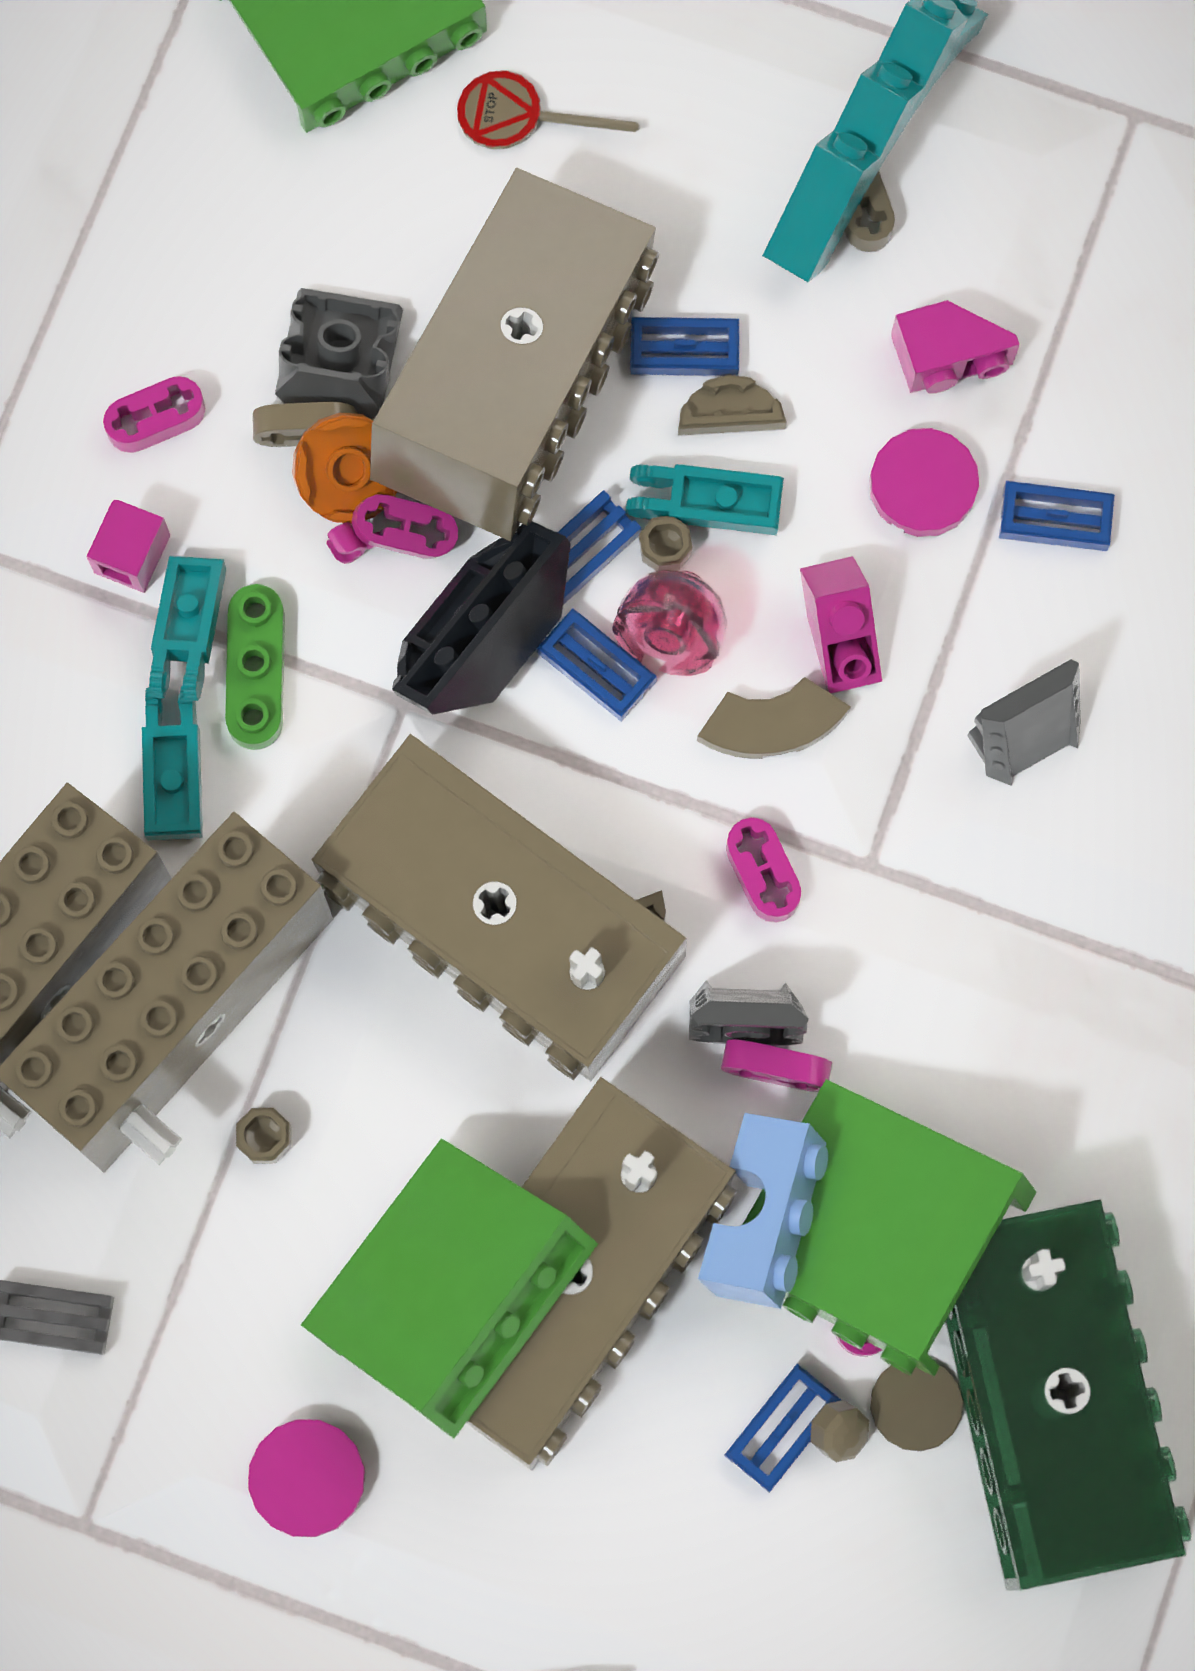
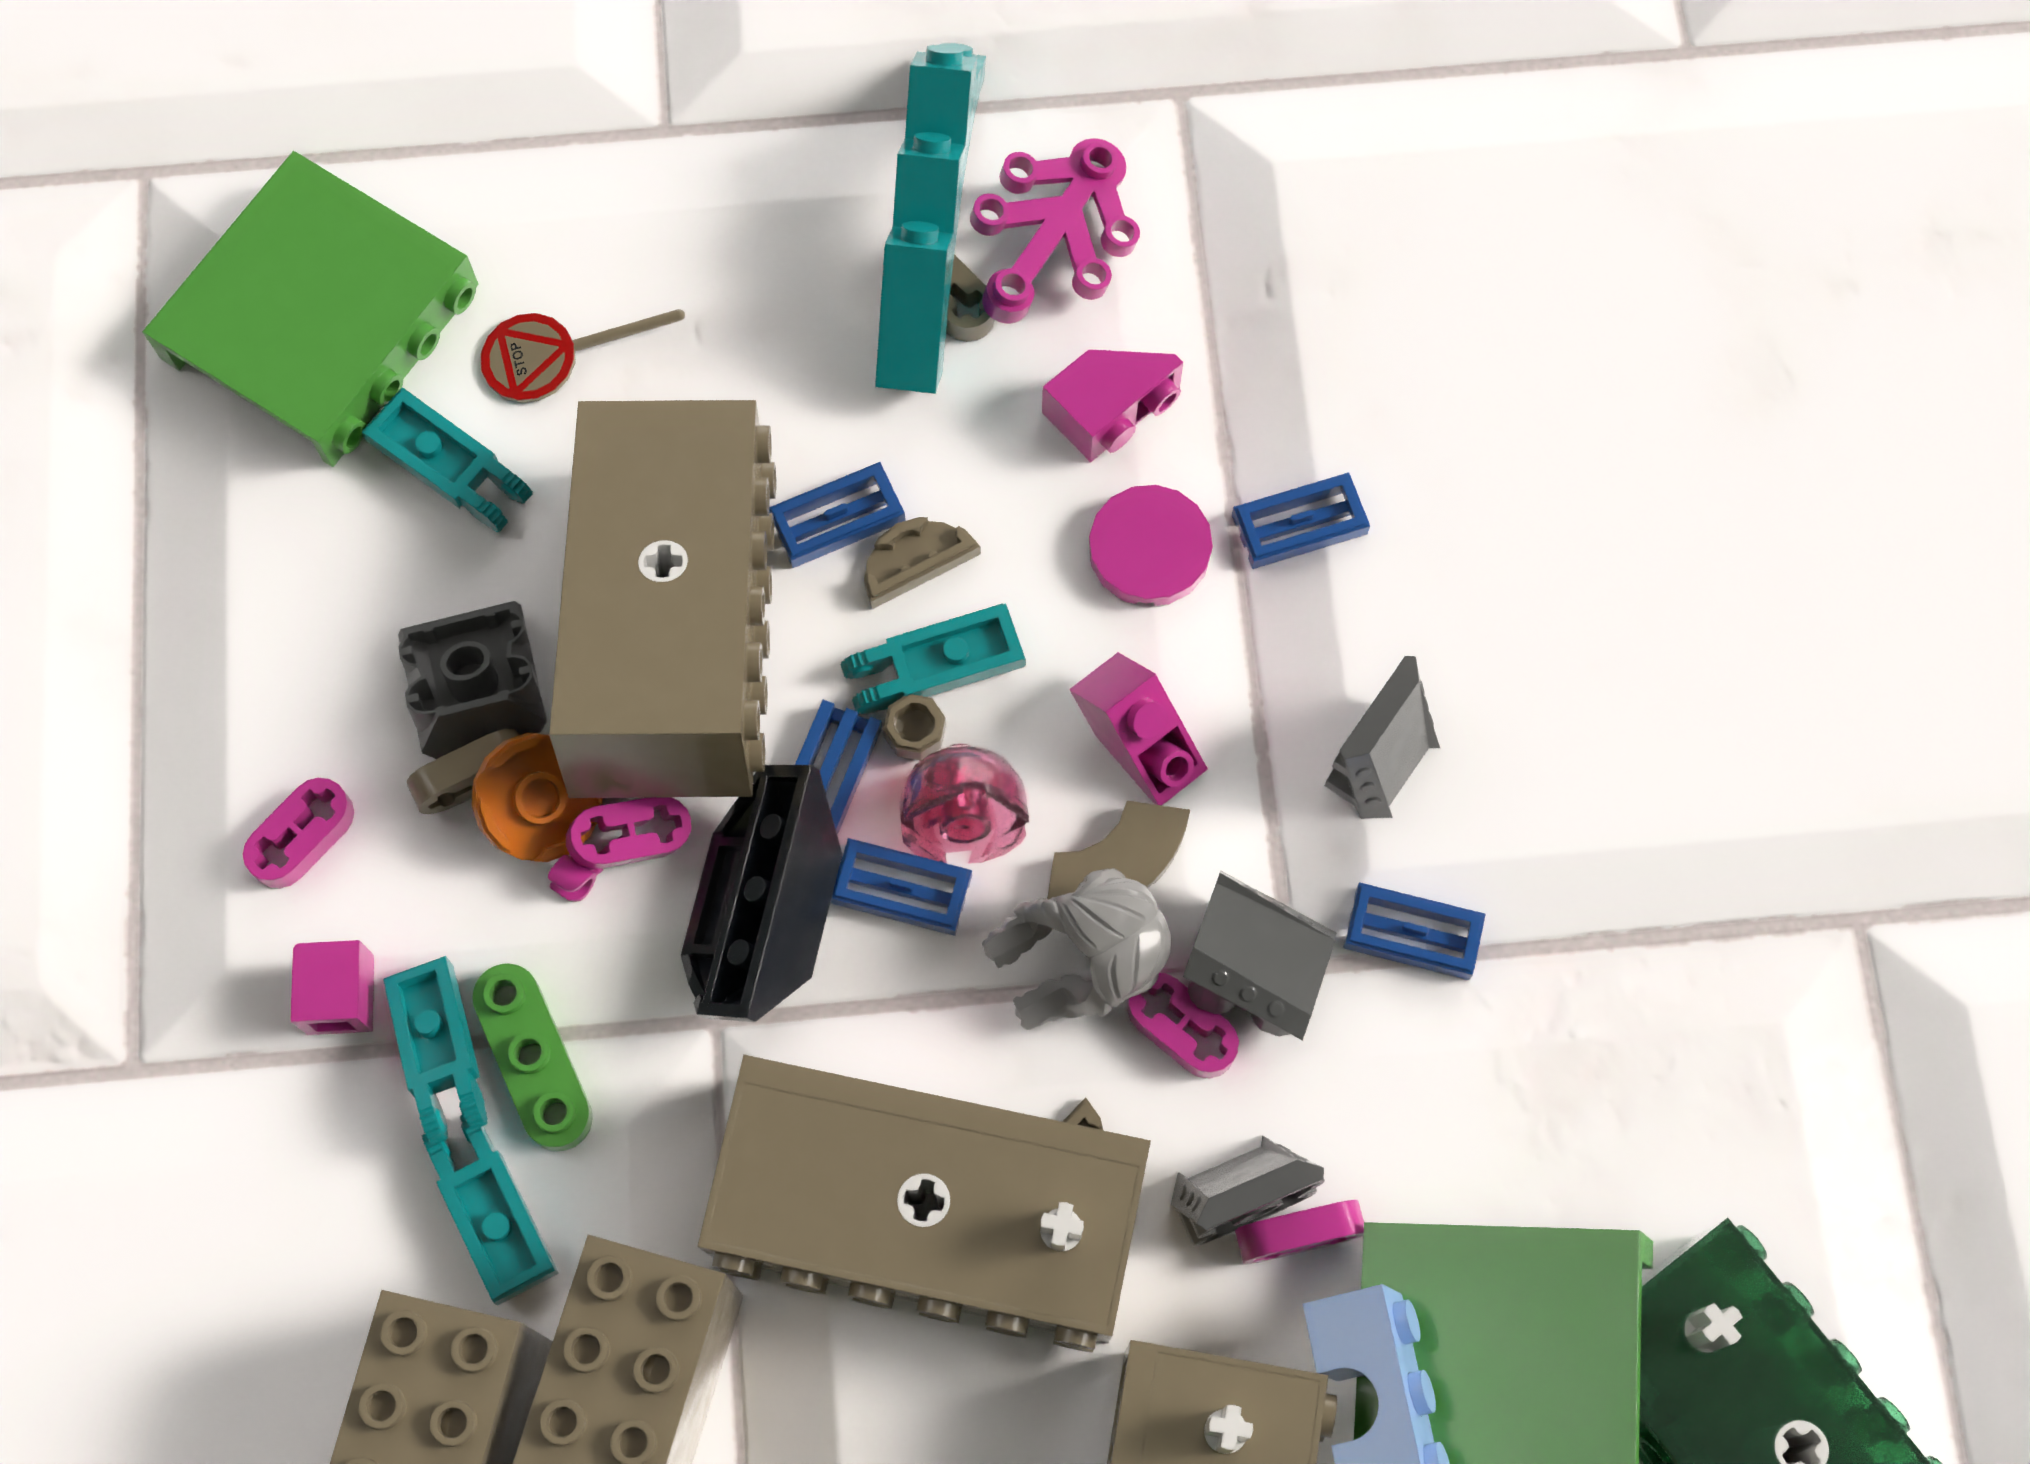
camera: 25 degrees left, 5 degrees down
(394, 162) = (443, 457): none -> teal hinge
(738, 762) = (1110, 923): none -> light grey hair
(845, 843) = (1258, 958): none -> dark grey slope
(967, 896) = (1407, 954): none -> blue tile
(980, 180) = (1059, 218): none -> dark pink plant

